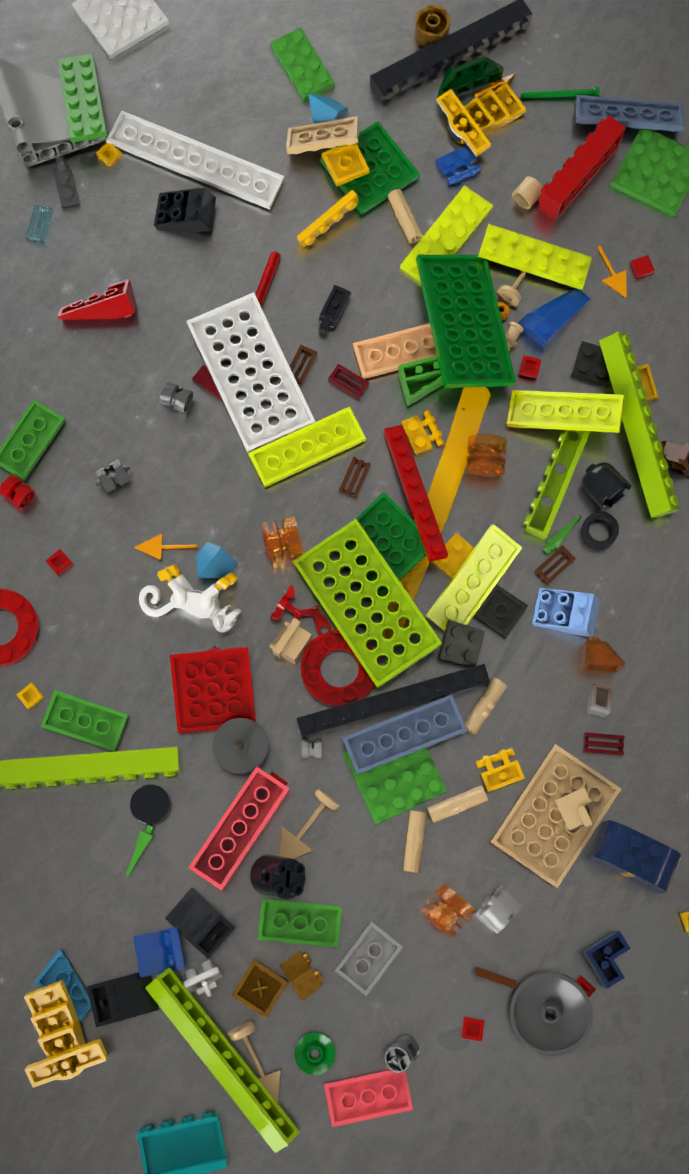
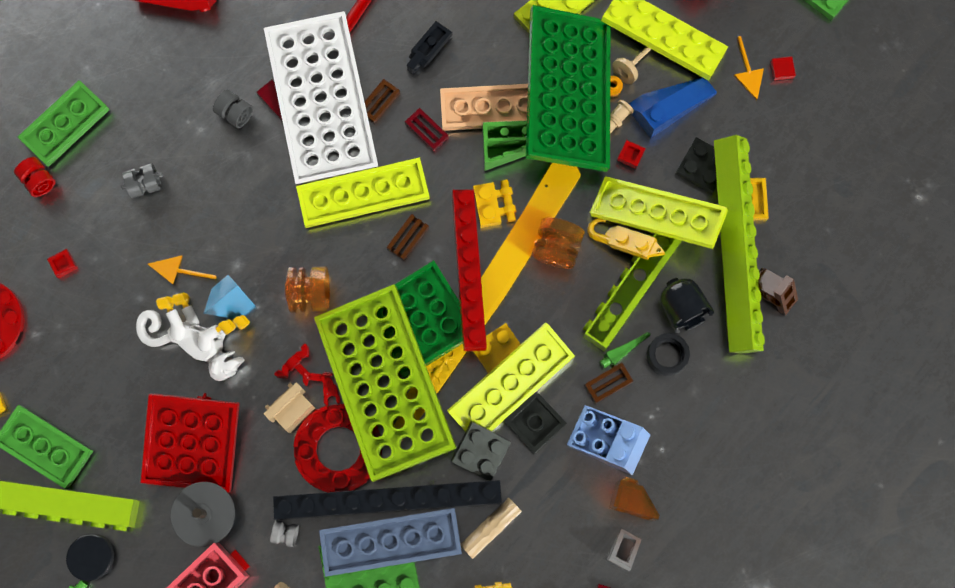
camera: 15 degrees right, 0 degrees up
(543, 441) = (626, 240): none -> yellow plate

